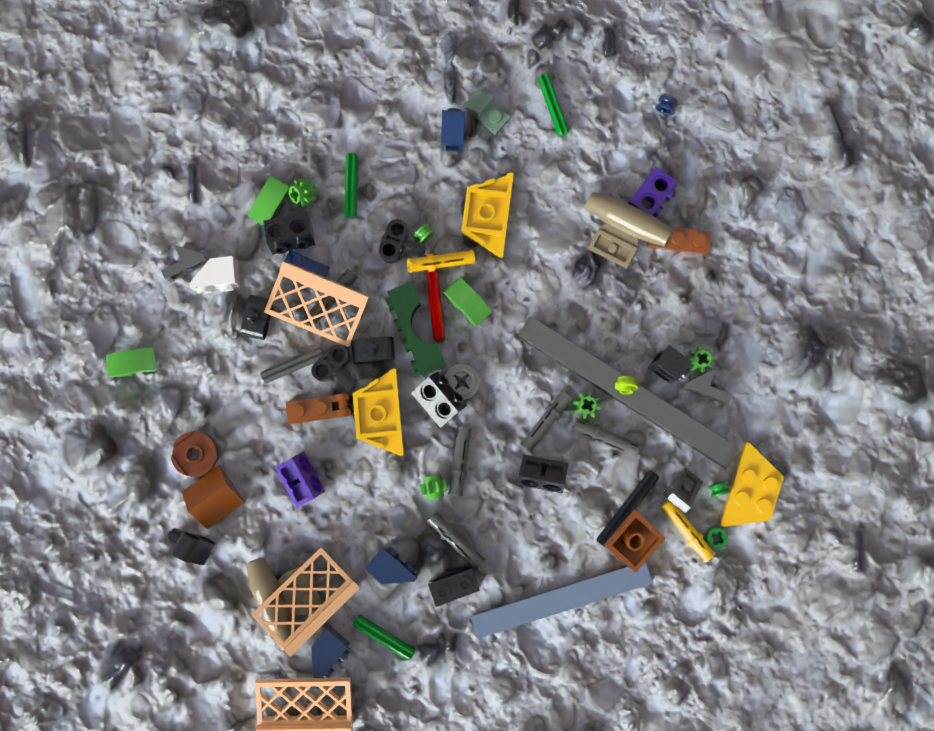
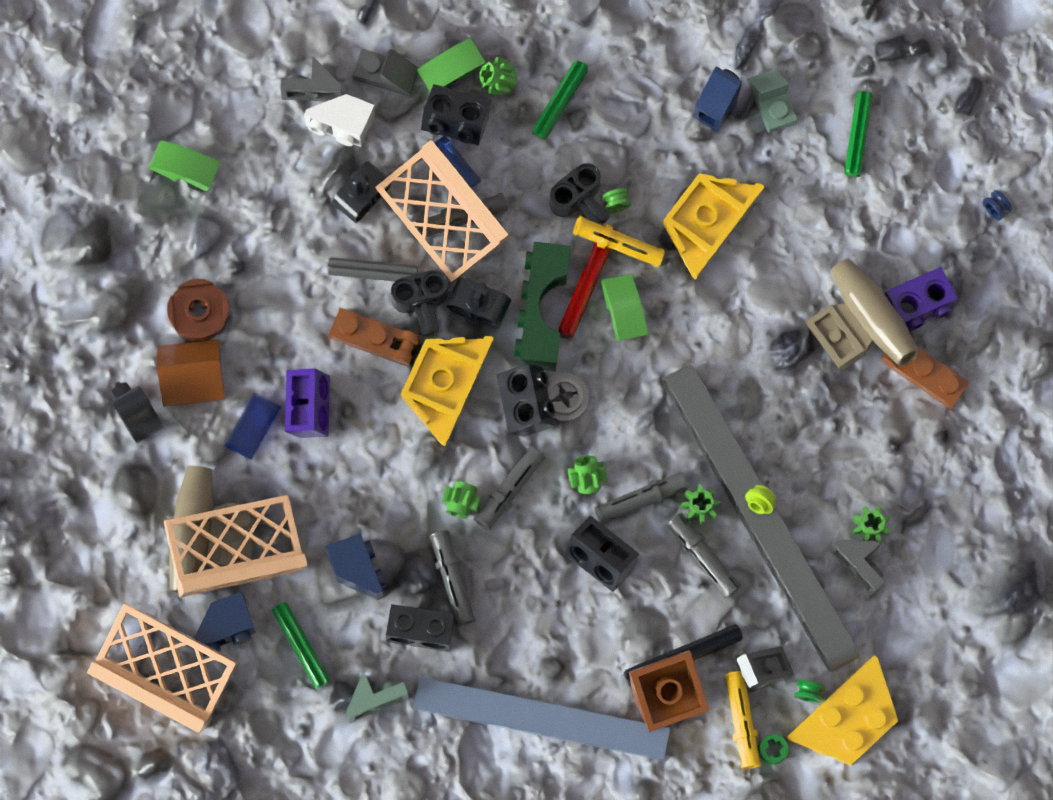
camera: 25 degrees right, 10 degrees down
(228, 227) = (387, 72): none -> dark grey slope
(273, 510) = (252, 426): none -> clear blue tile
(446, 652) = (366, 703): none -> sand green slope
(505, 426) = (587, 474): none -> bright green gear
(670, 365) = (828, 507): black brick -> none

